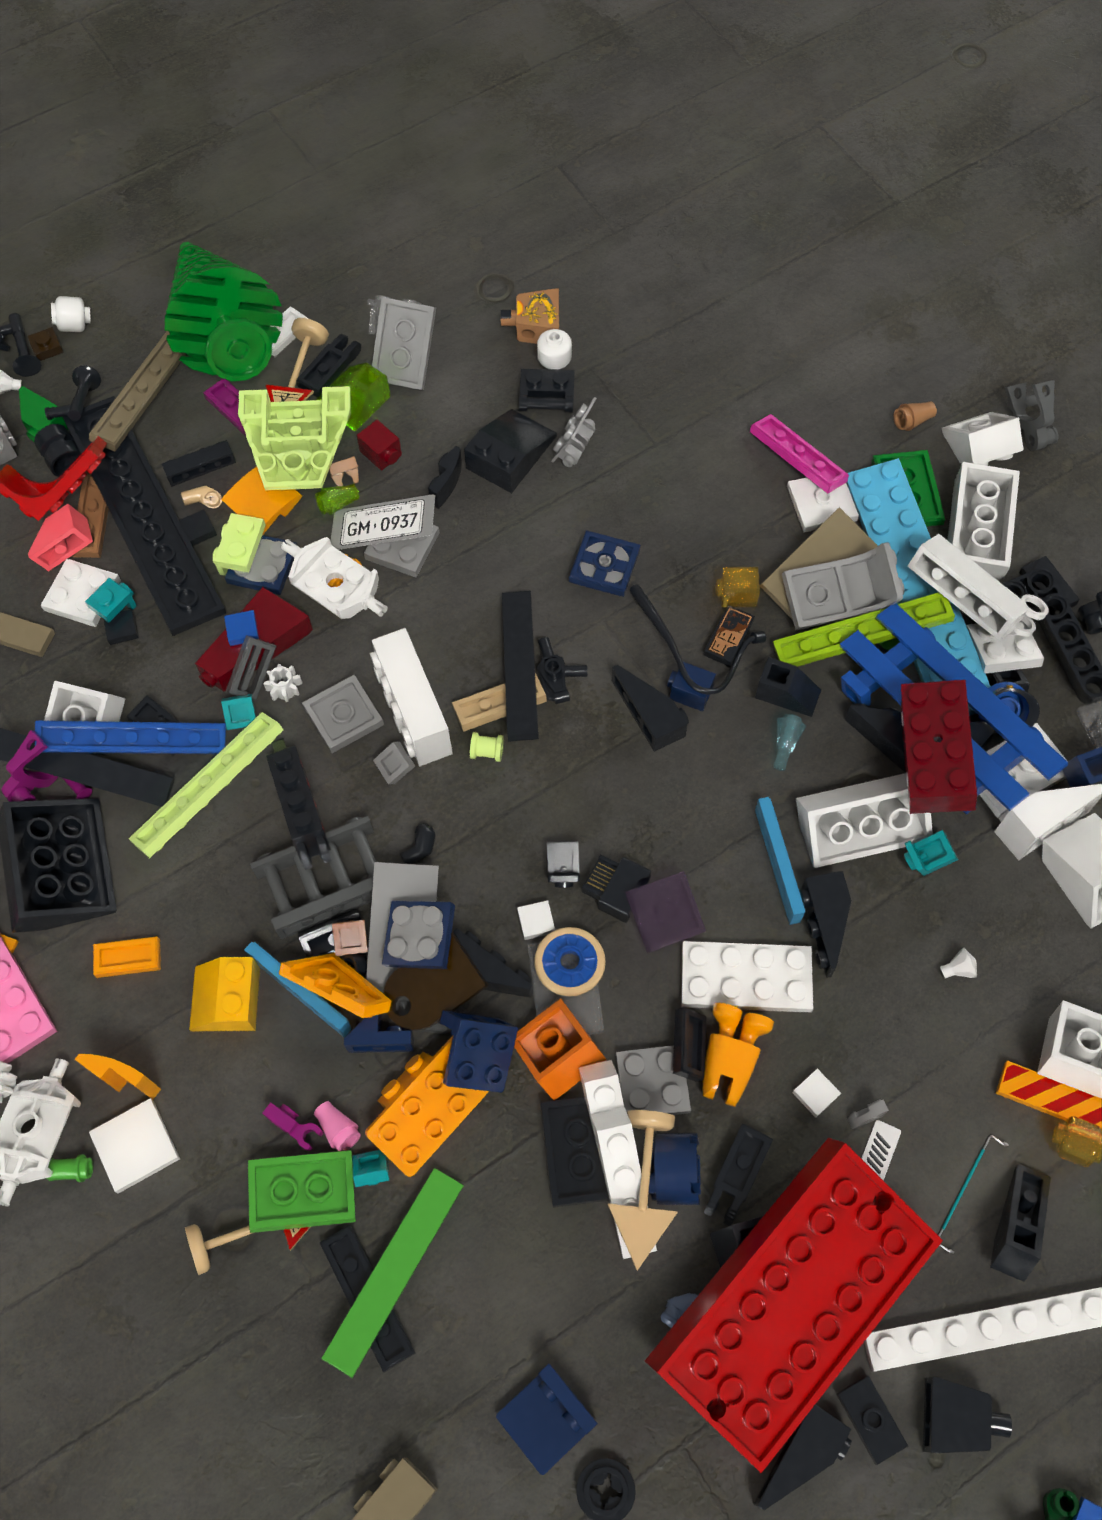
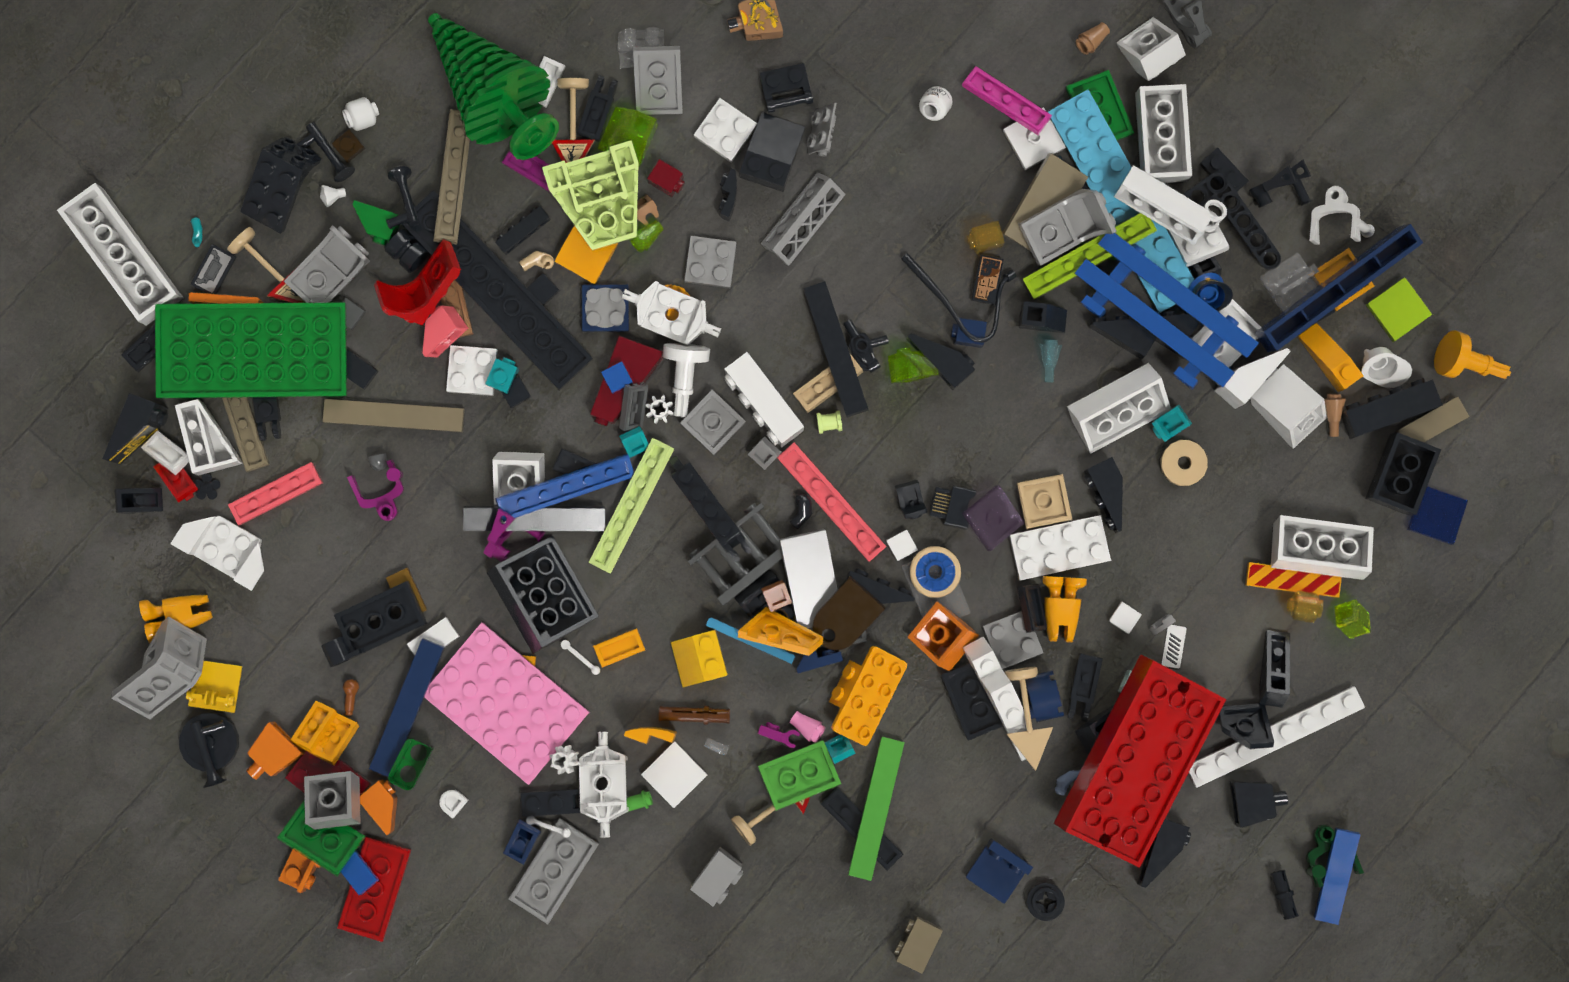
camera: 20 degrees left, 20 degrees up
(62, 936) = (565, 644): none -> white hinge
(132, 1307) = (717, 876): none -> light grey brick
(201, 1072) = (687, 714): none -> reddish brown pin
(203, 1119) = (716, 746): none -> clear tile
(238, 543) = (585, 300): yellowish green bracket -> none
(333, 627) = (685, 360): none -> white piece
(383, 522) = (692, 251): sticker -> none
(418, 934) = (828, 585): light grey piece -> none
(462, 415) = (725, 130): none -> white plate
(462, 846) = (831, 502): none -> coral tile
(478, 1051) = (892, 651): dark blue bracket -> none
(519, 513) = (801, 214): none -> light grey fence
(554, 349) = (783, 49): white head -> none
(604, 563) = (876, 241): dark blue piece -> none
(604, 704) = (910, 366): none -> clear neon green slope
(714, 436) = (935, 103): none -> white head
(739, 910) = (1044, 501): none -> tan plate
(780, 860) = (1065, 456): dark azure tile -> none
(872, 1420) = (1200, 816): black plate -> none
(938, 747) = (1163, 352): dark red piece -> none
(943, 892) = (1187, 449): none -> tan tile
(961, 965) = (1206, 502): white rock -> none
(964, 1187) = (1233, 657): teal piece -> none
(967, 1293) = (1247, 725): none -> black plate

